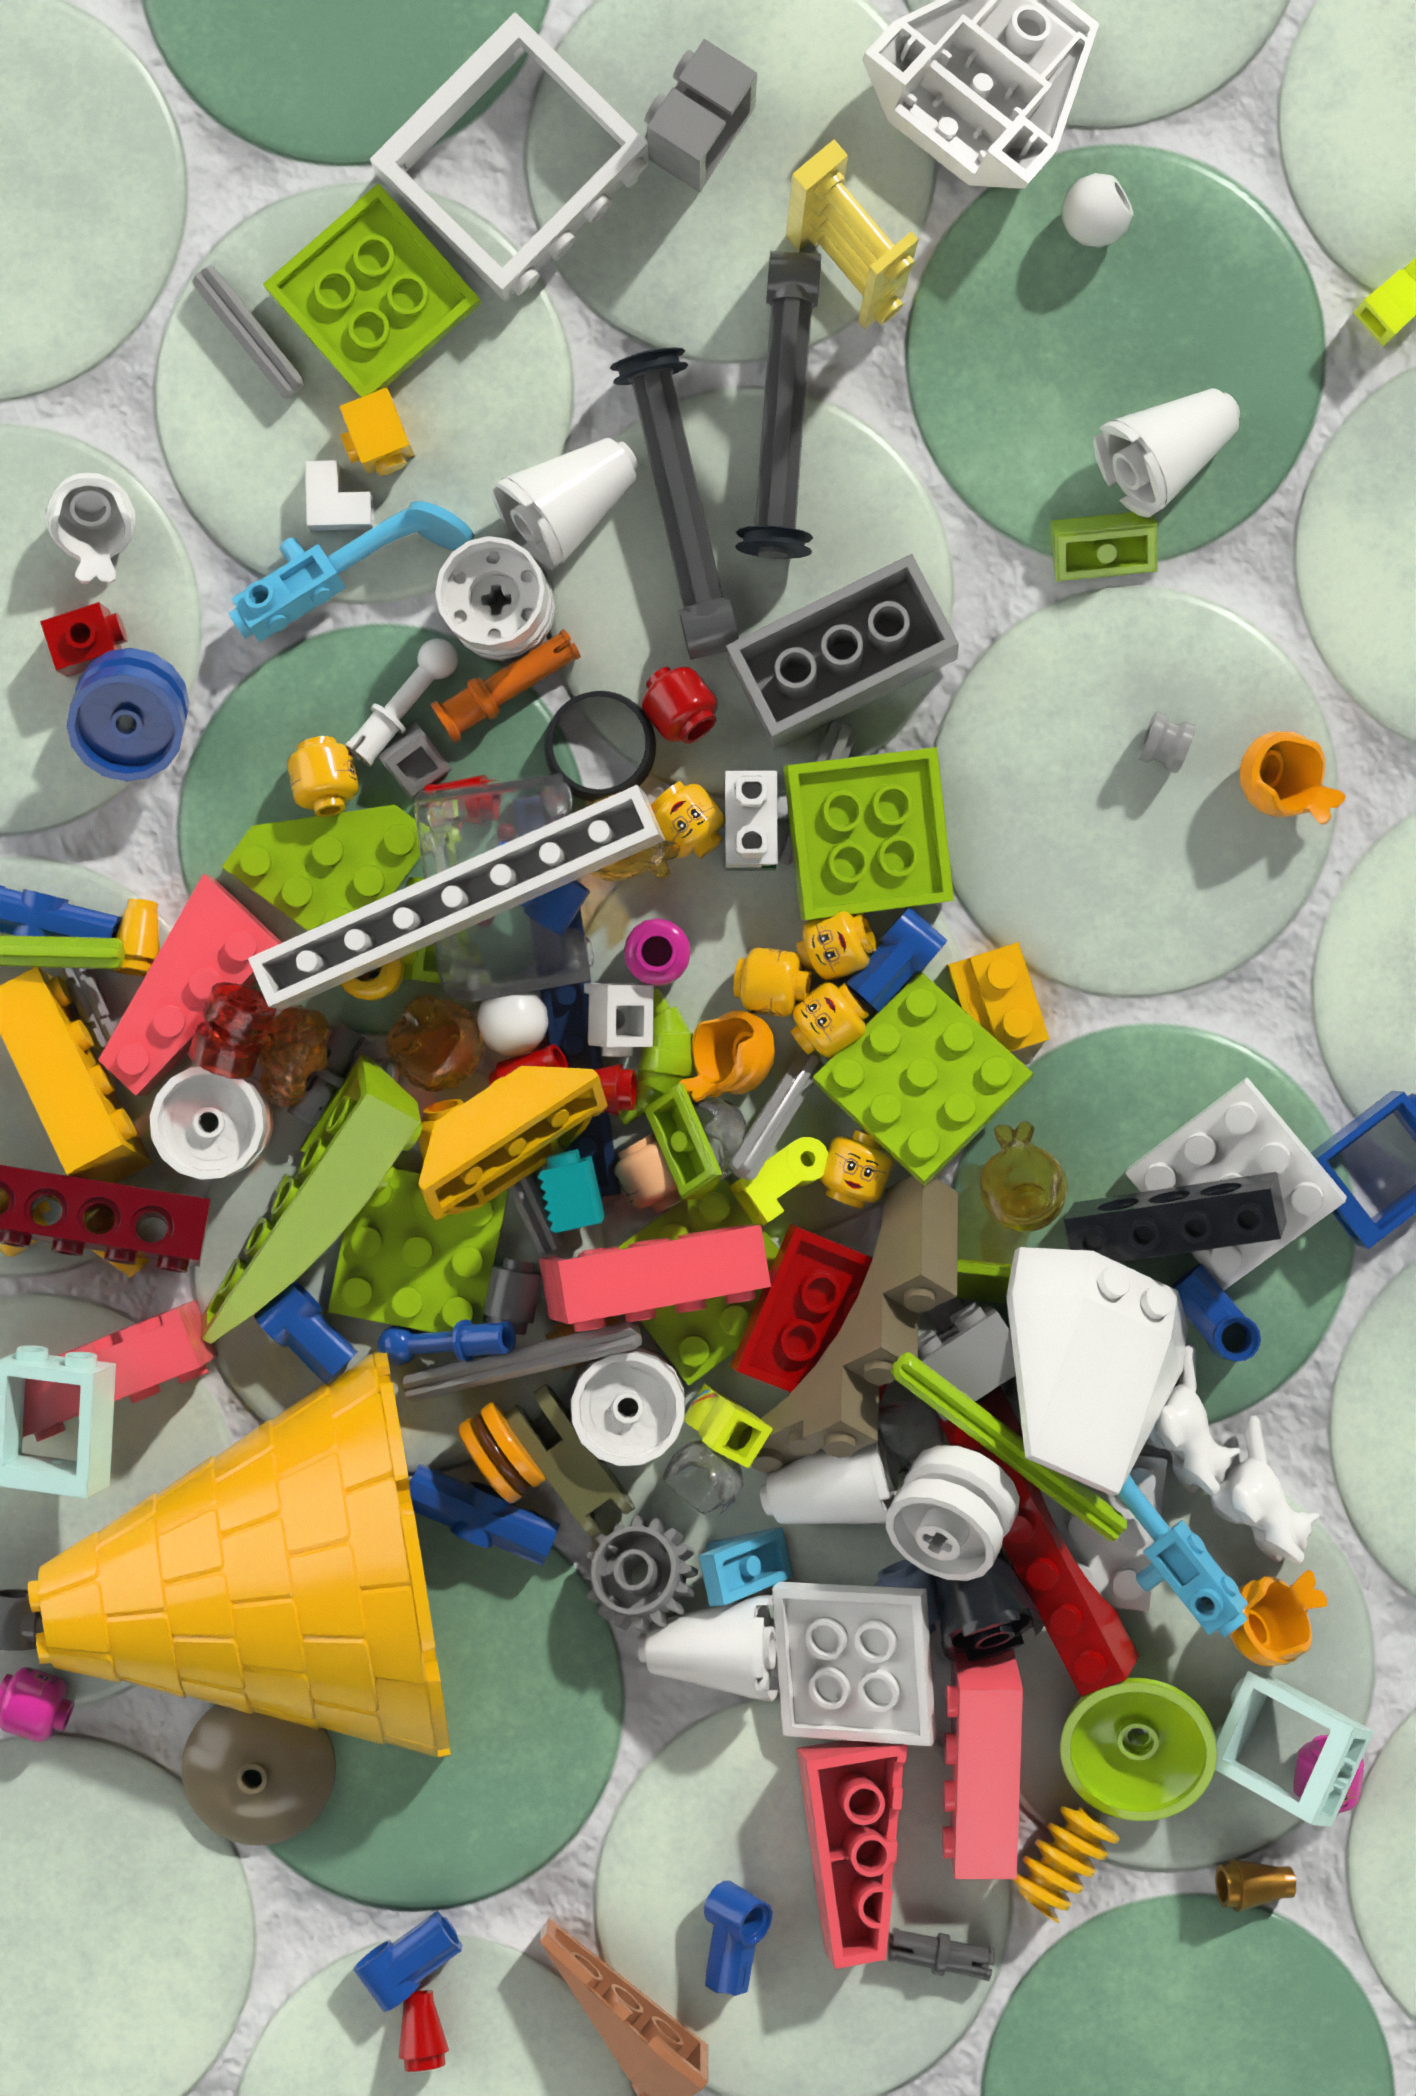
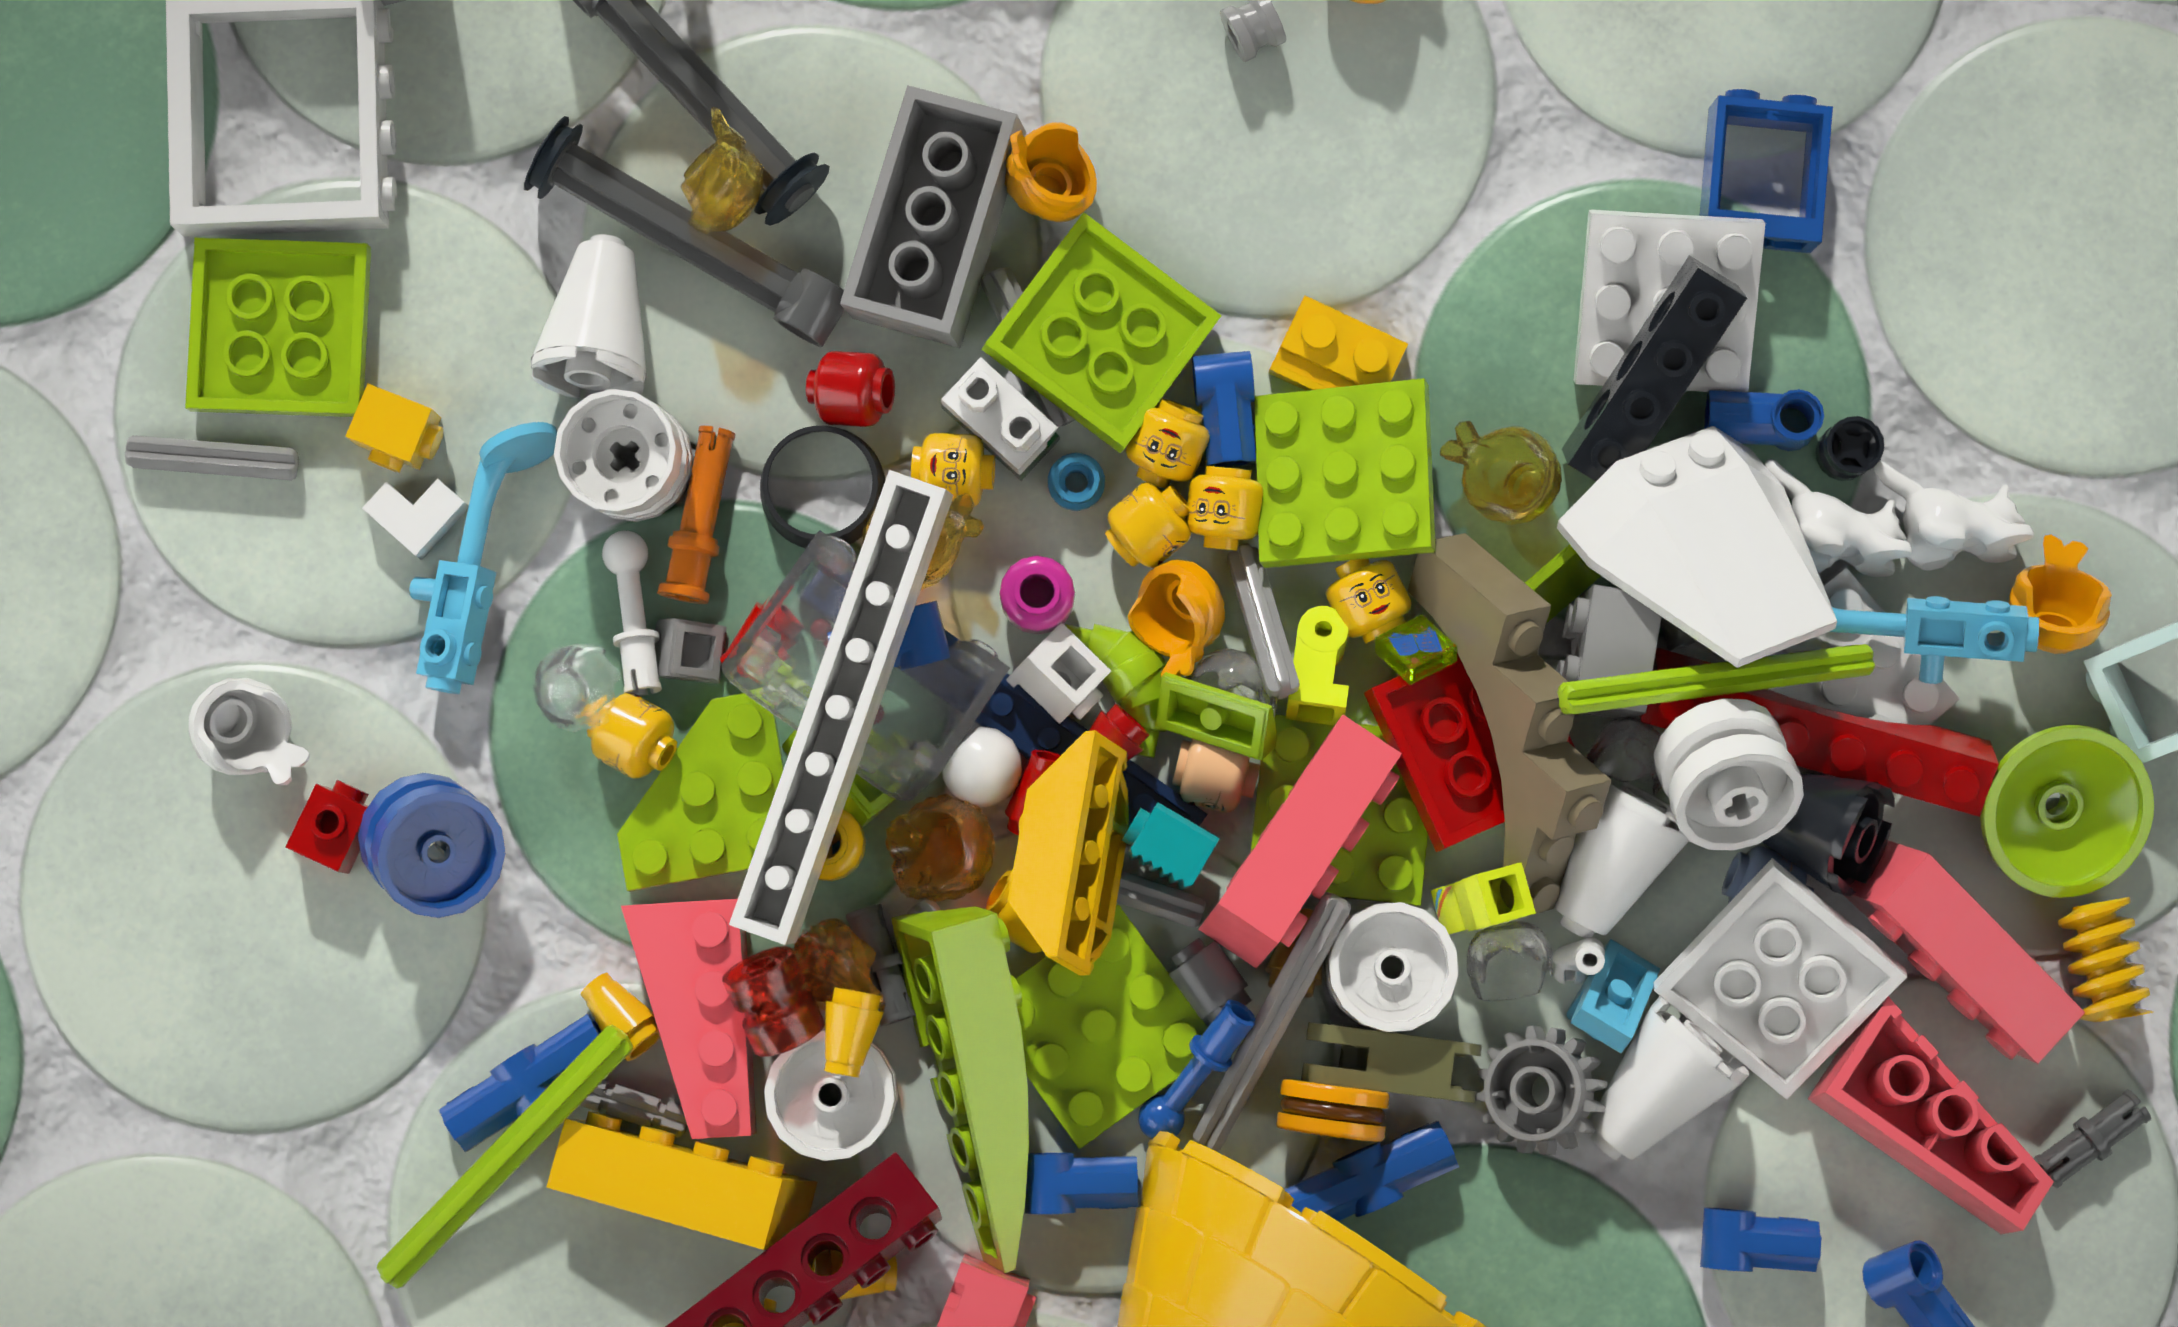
camera: 50 degrees left, 5 degrees down
(258, 1097) = (849, 1030): none -> yellow cone
(318, 710) = (576, 686): none -> clear hair
(665, 1789) = (1743, 1241): none -> blue piece
(733, 492) = (722, 181): none -> clear yellow hat
(747, 1521) = (1578, 959): none -> white arm
(768, 895) = (1080, 464): none -> dark azure plate
(849, 1232) = (1416, 649): none -> clear neon green tile
(942, 701) = (1050, 173): none -> light orange hat
(1257, 1395) = (1859, 441): none -> black wheel

